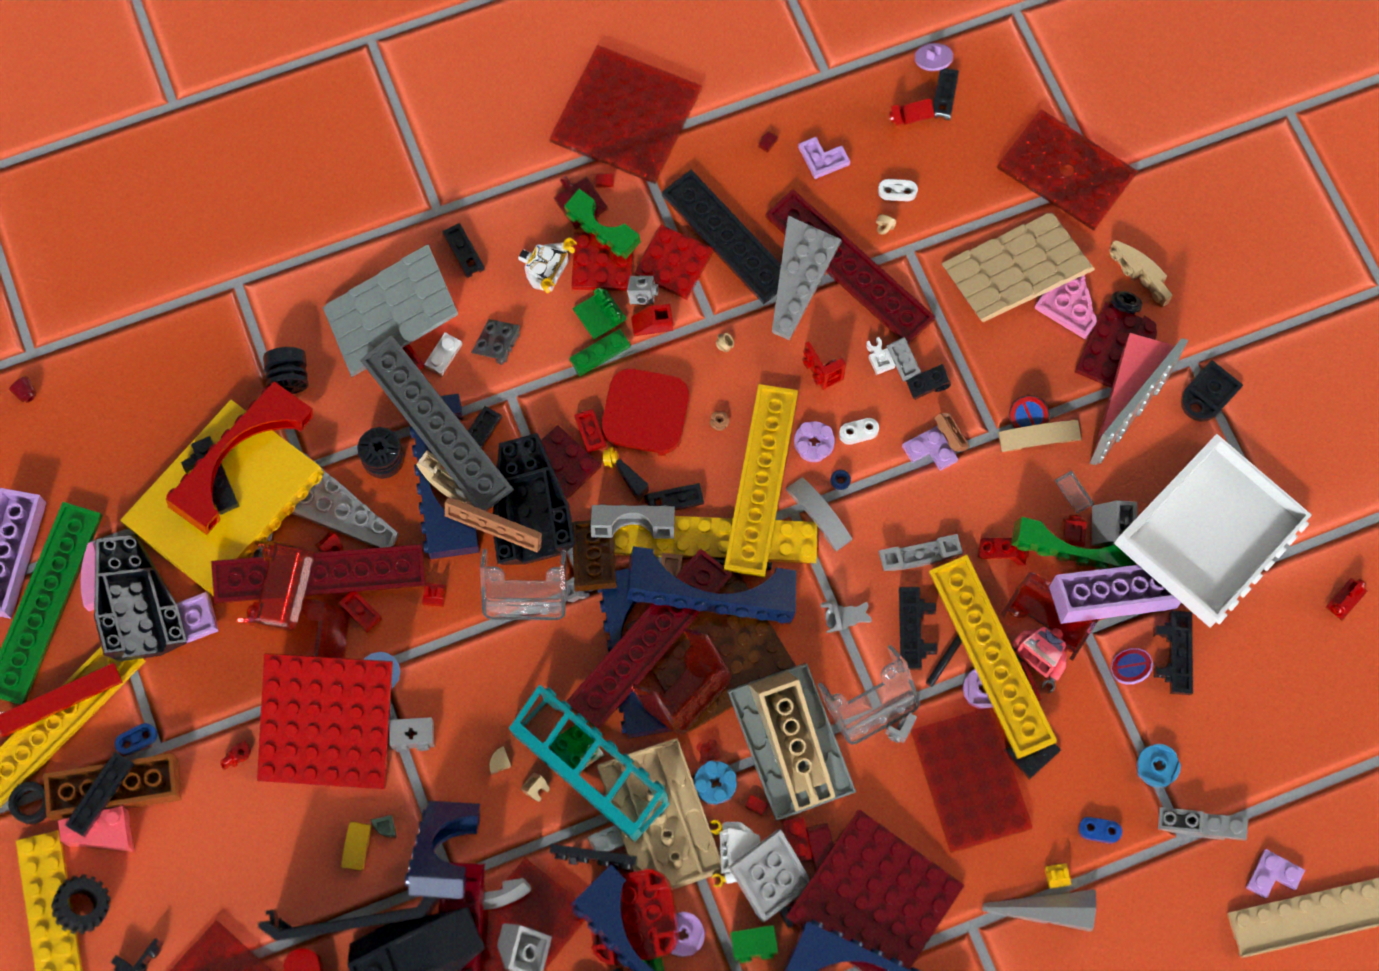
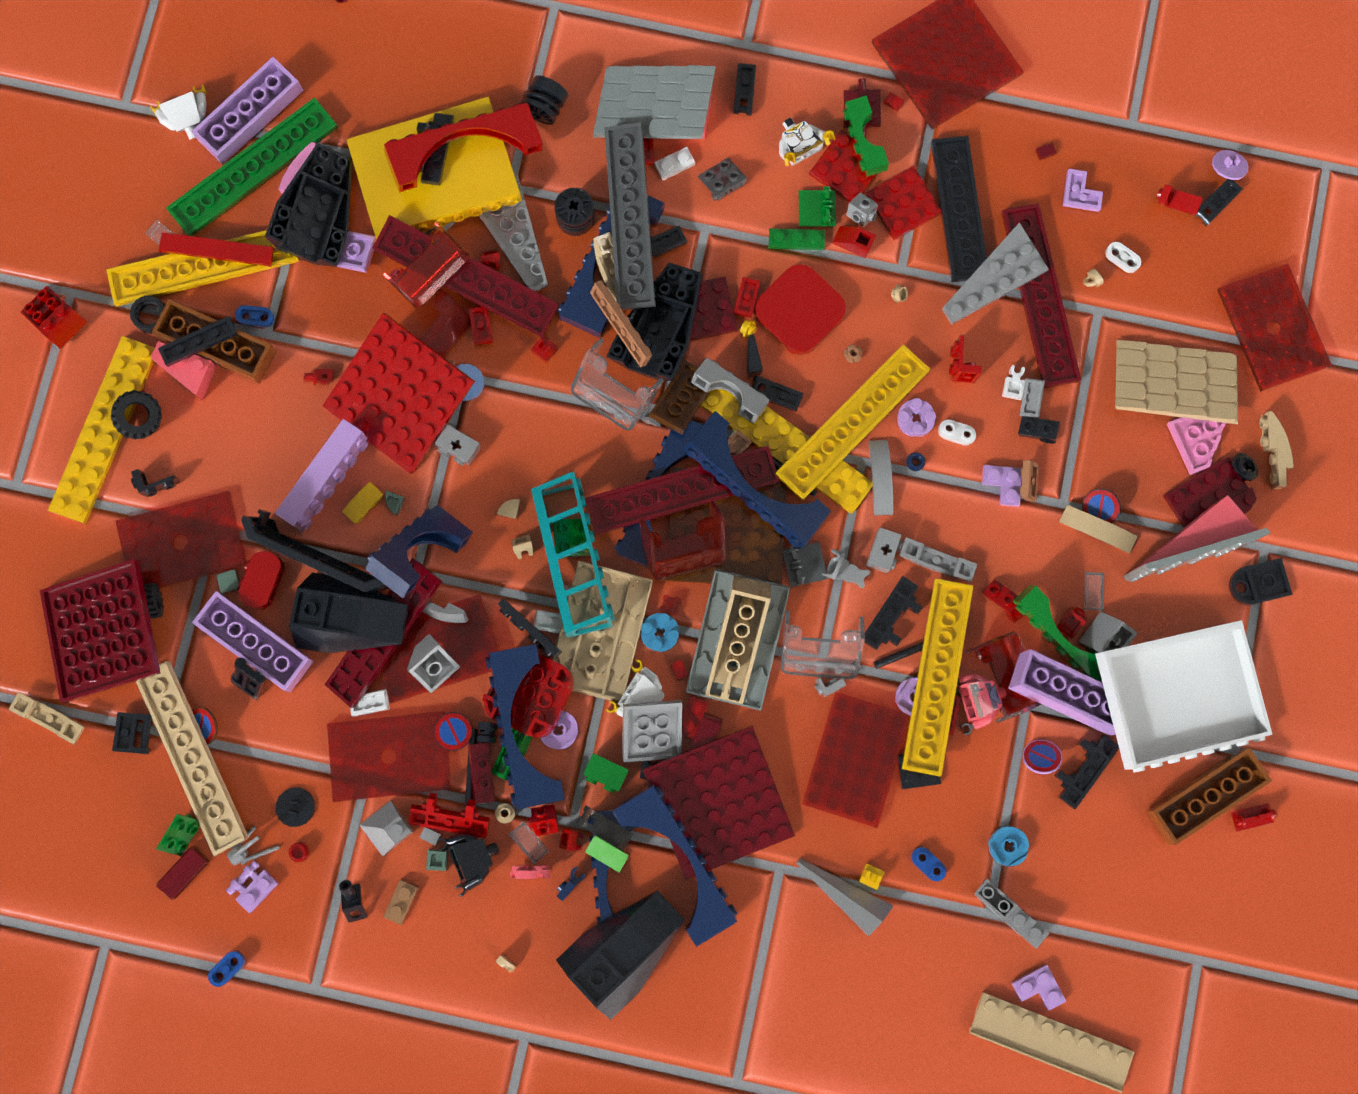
camera: 30 degrees right, 10 degrees up
(301, 844) = (322, 476): none -> lavender brick
(804, 635) = (804, 564): none -> dark grey hinge
(866, 587) = (883, 539): none -> light grey brick
(1296, 604) = (1209, 796): none -> dark orange brick

